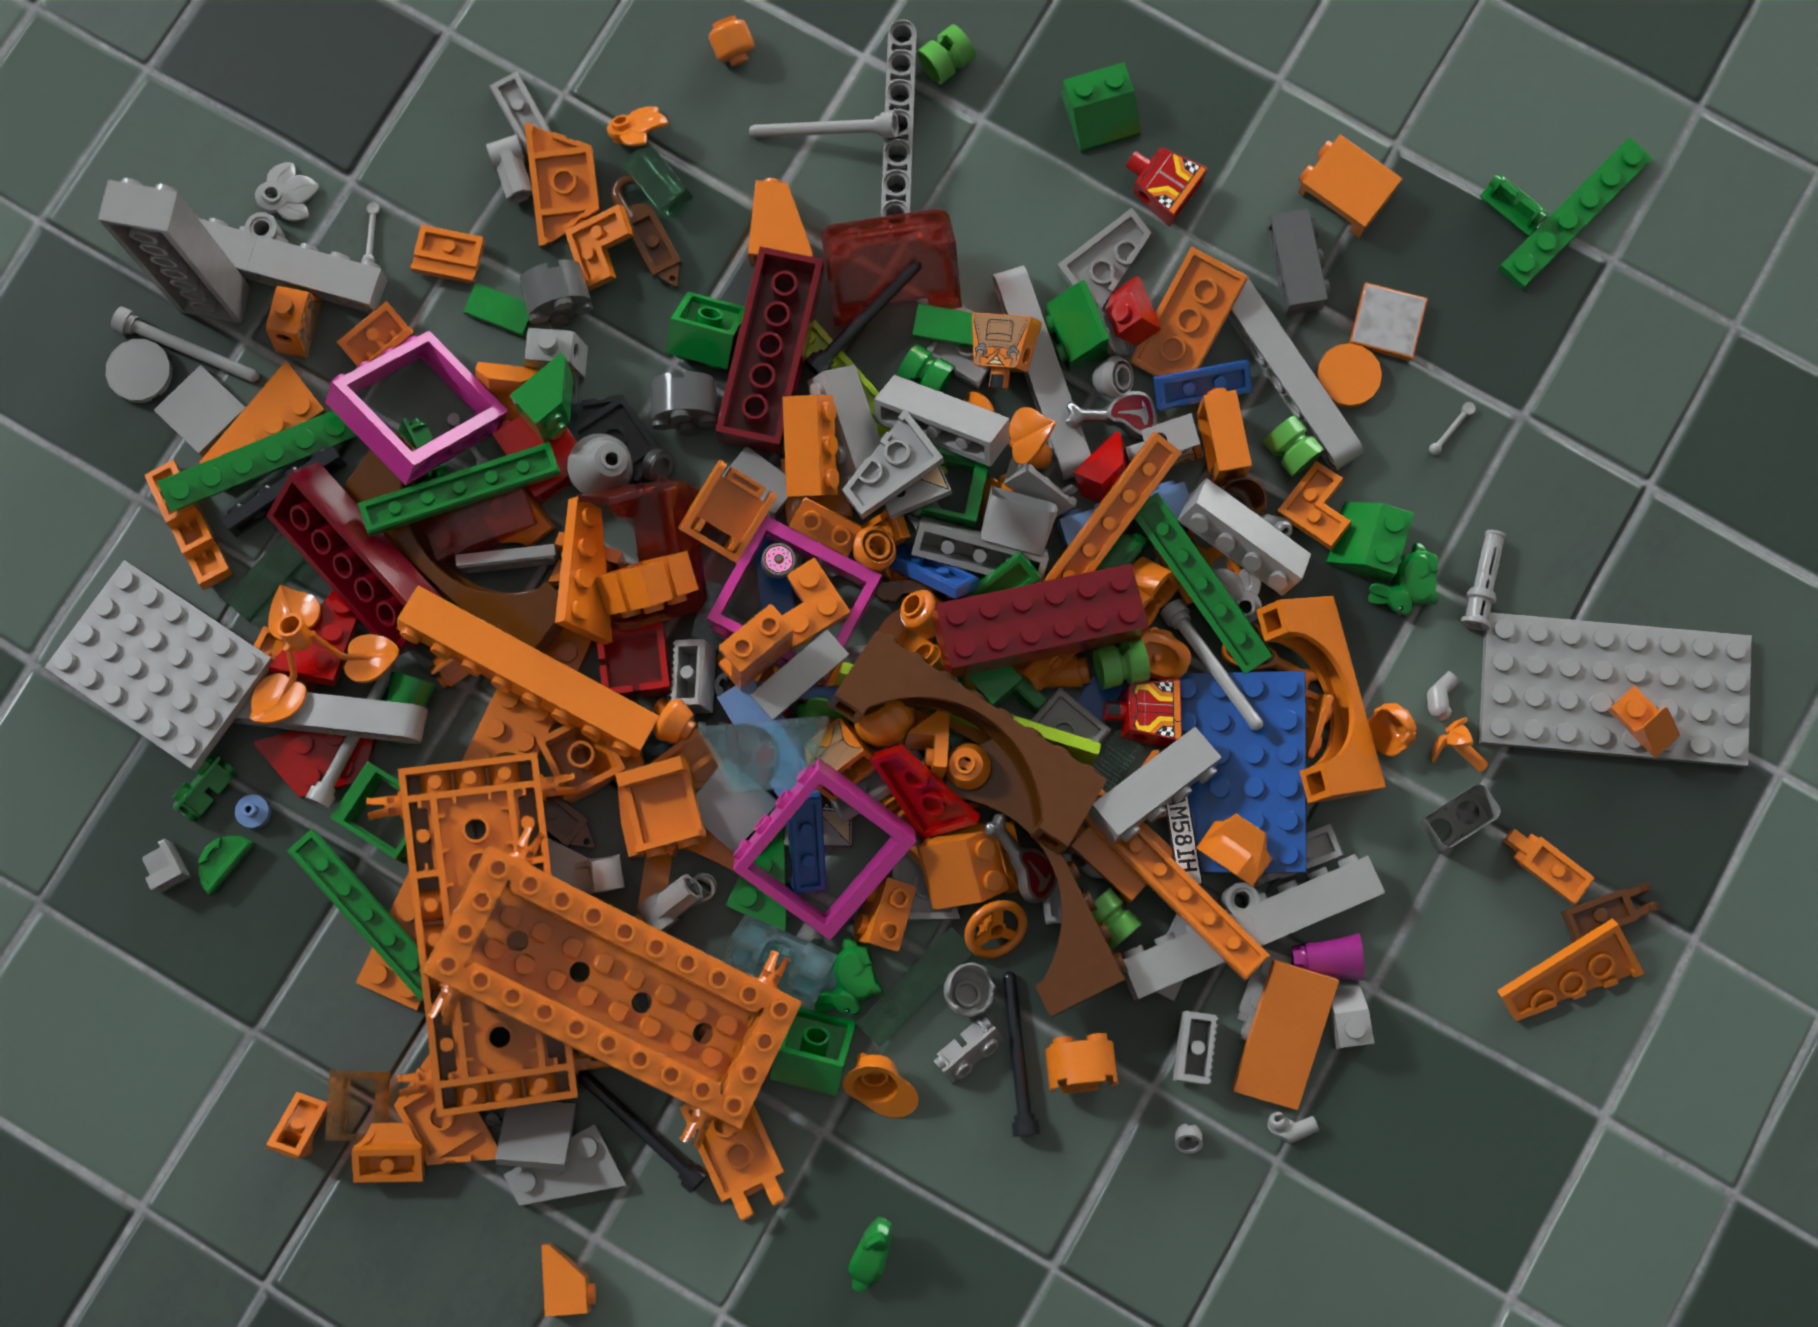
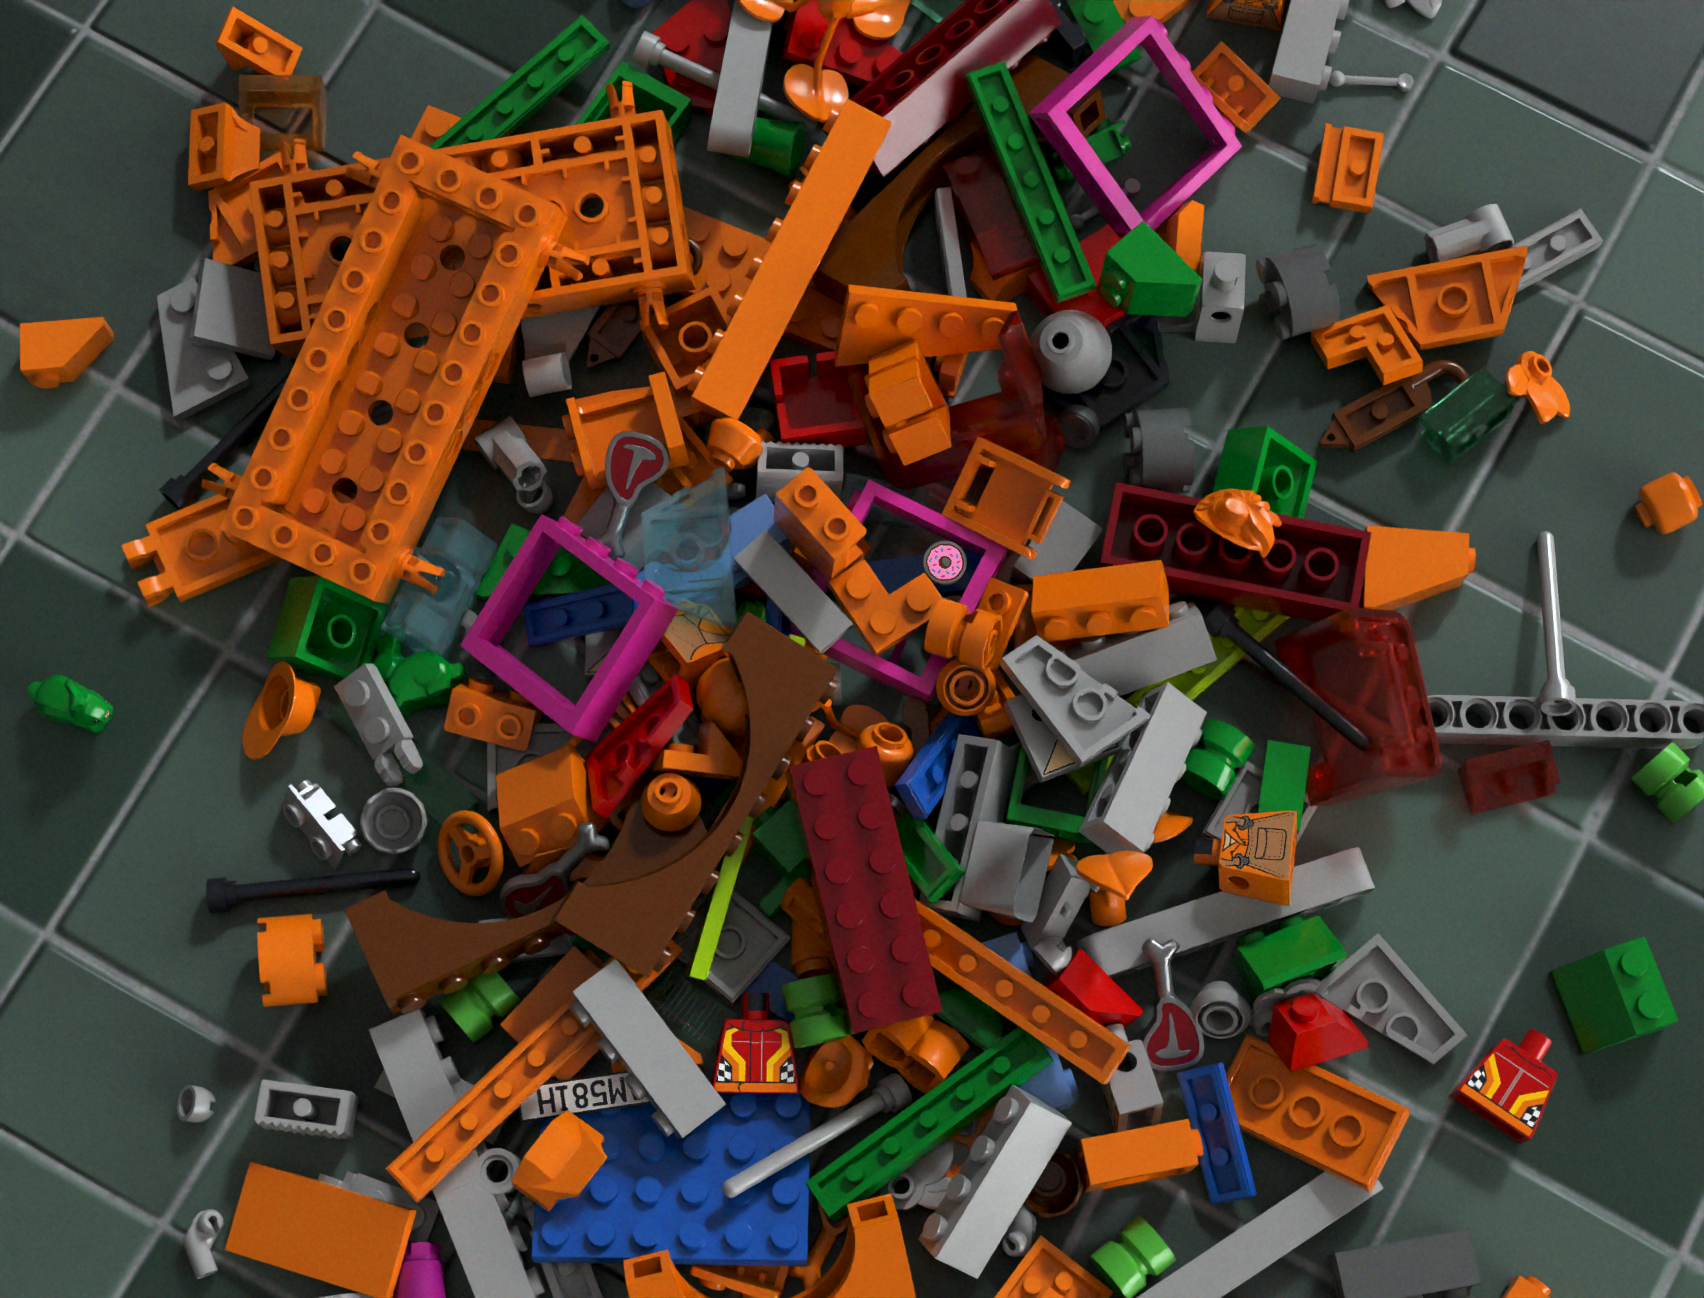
camera: 90 degrees right, 5 degrees down
(497, 310) = (1279, 226): green tile -> none
(692, 800) = (630, 465): none -> piece
(749, 340) = (1239, 518): none -> orange hat
(840, 543) = (962, 633): none -> orange wheel
(892, 1002) = (379, 723): none -> light grey hinge
(939, 168) = (1509, 777): none -> clear red hinge
(1080, 489) = (1051, 955): none -> light grey hinge

